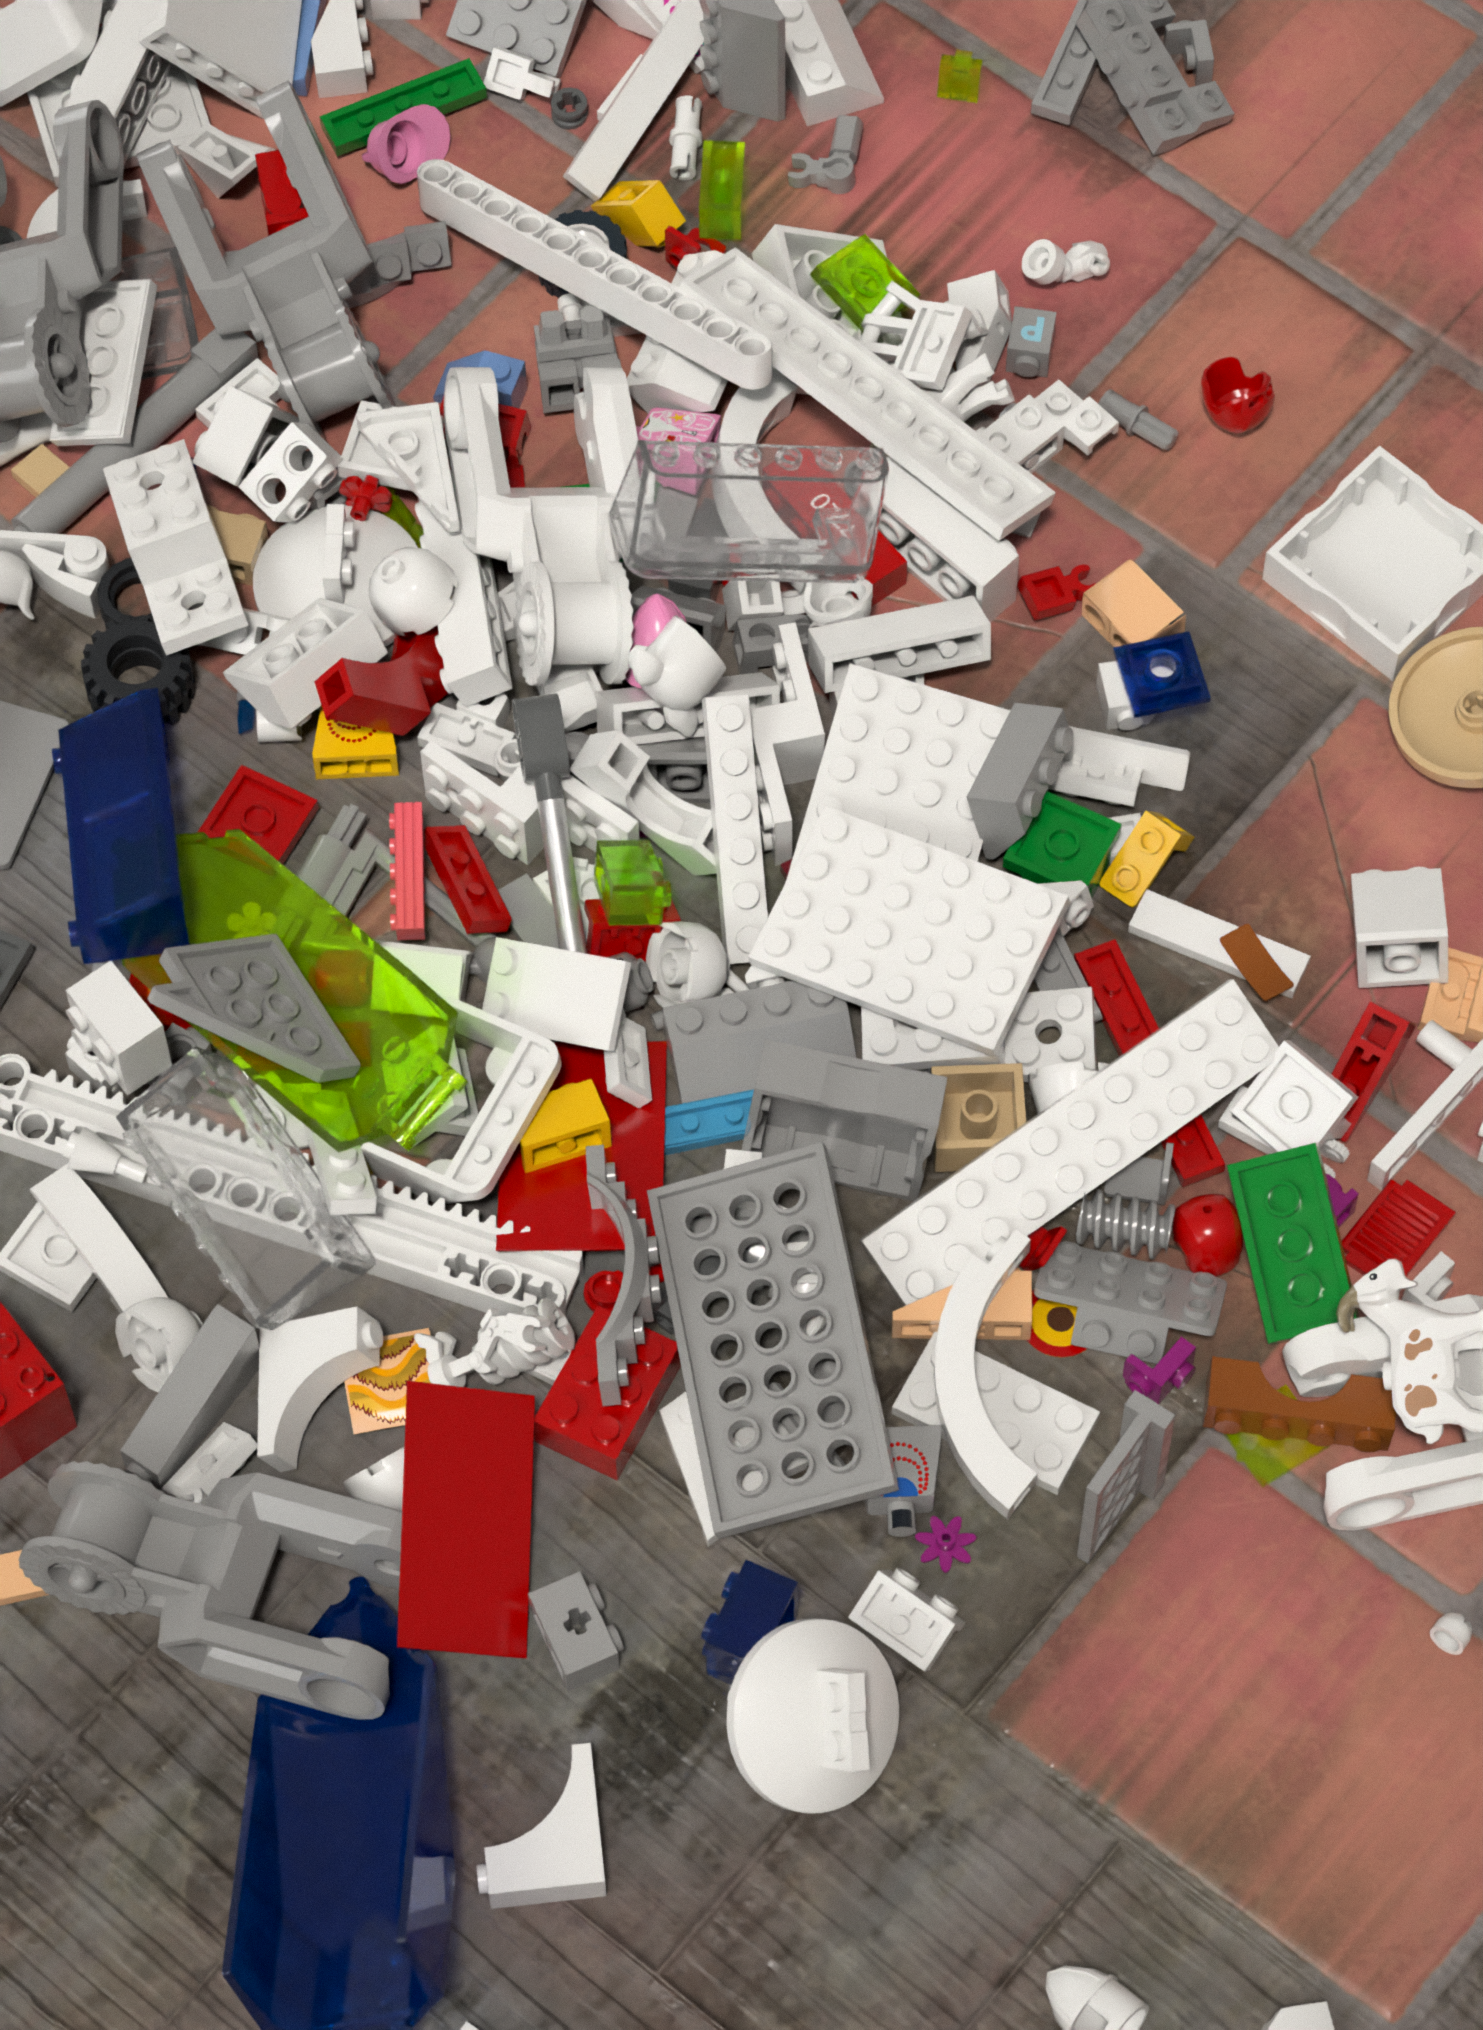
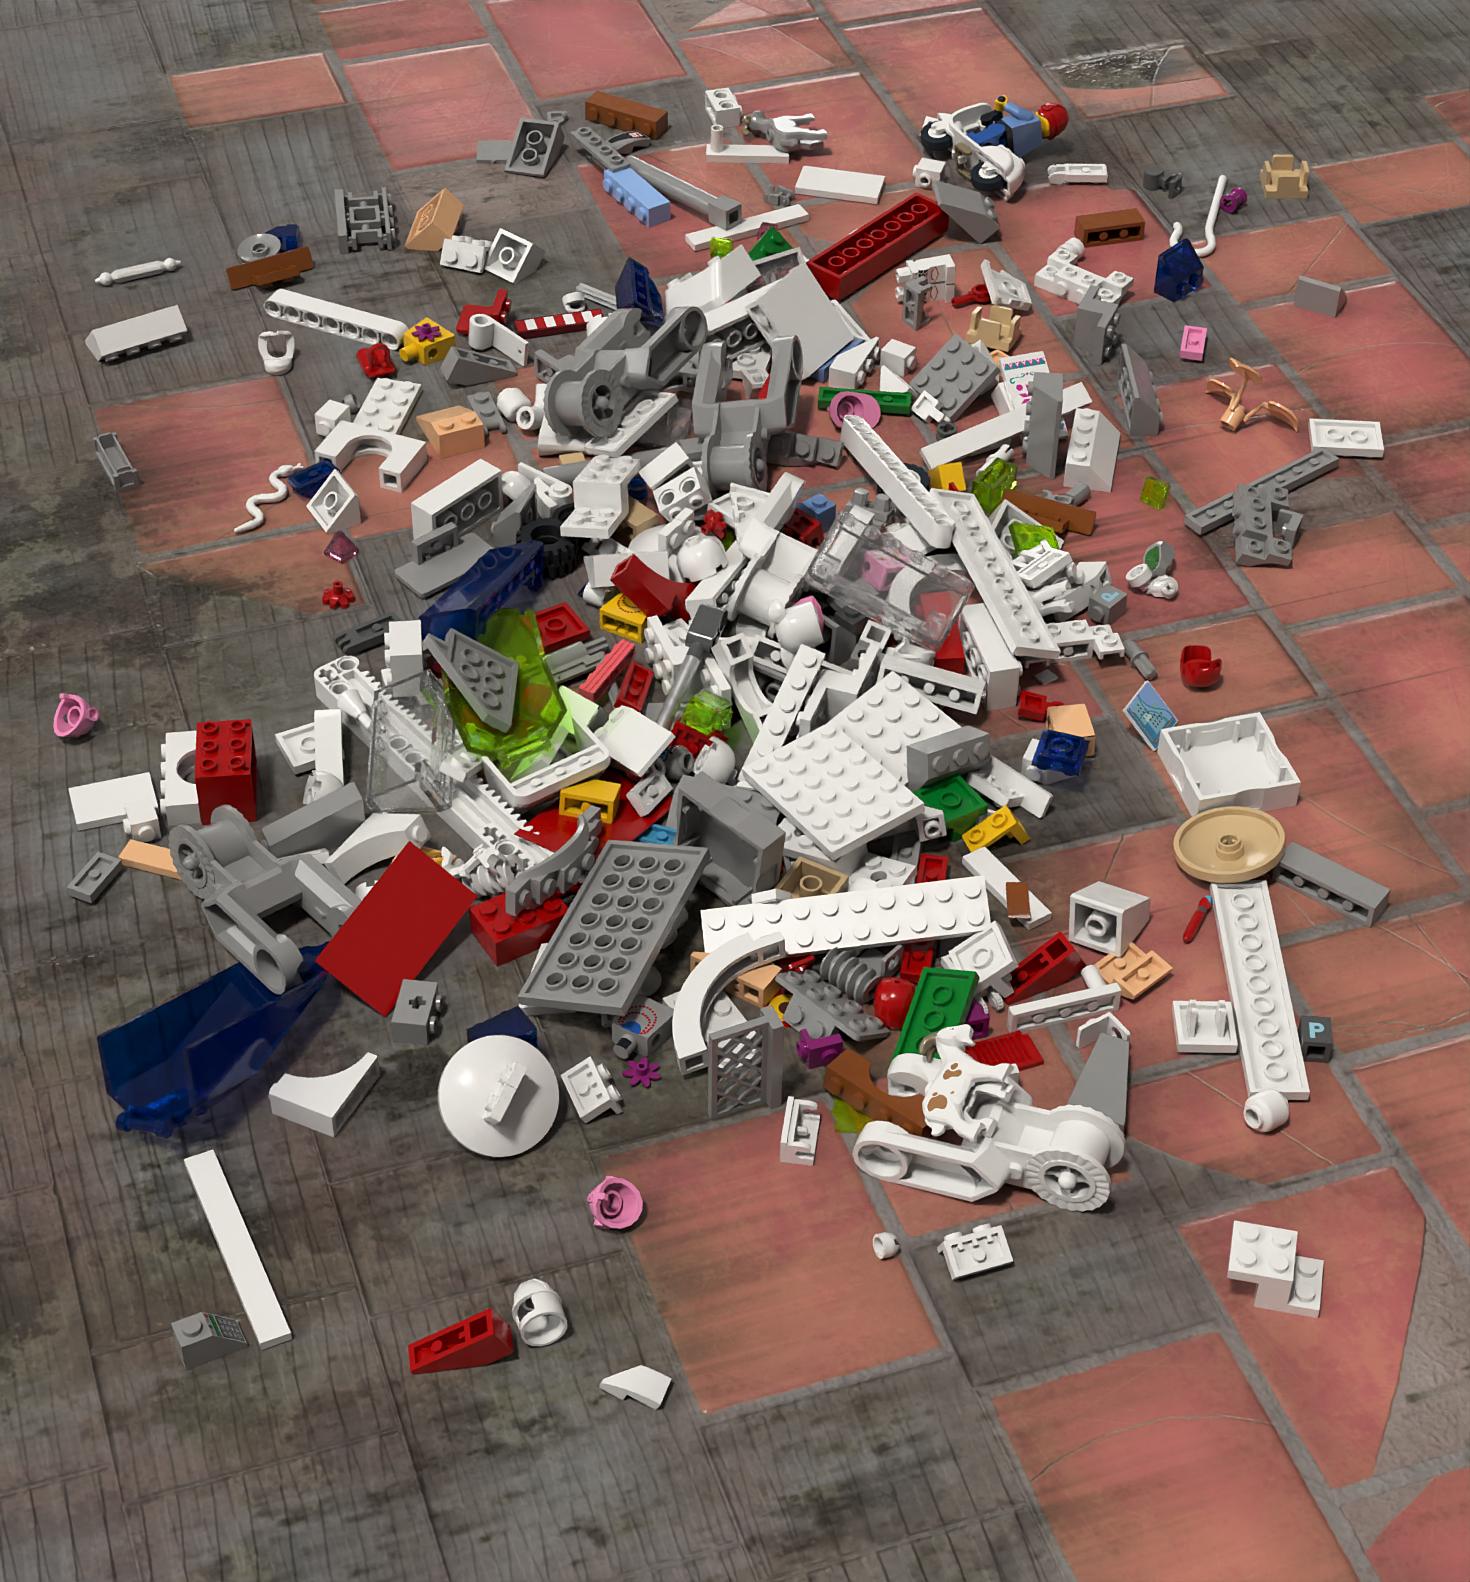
camera: 30 degrees right, 20 degrees down
(51, 649) = (514, 516): none -> light grey slope
(428, 49) = (894, 383): none -> white slope
(830, 204) = (1052, 513): none -> dark orange bracket
(948, 1166) = (769, 896): none -> white tile
(1050, 214) = (1159, 558): none -> light grey rock
(1073, 1784) = (615, 1203): none -> bright pink helmet
(1224, 1522) = (799, 1132): none -> white hinge
(1226, 526) = (1149, 714): none -> piece

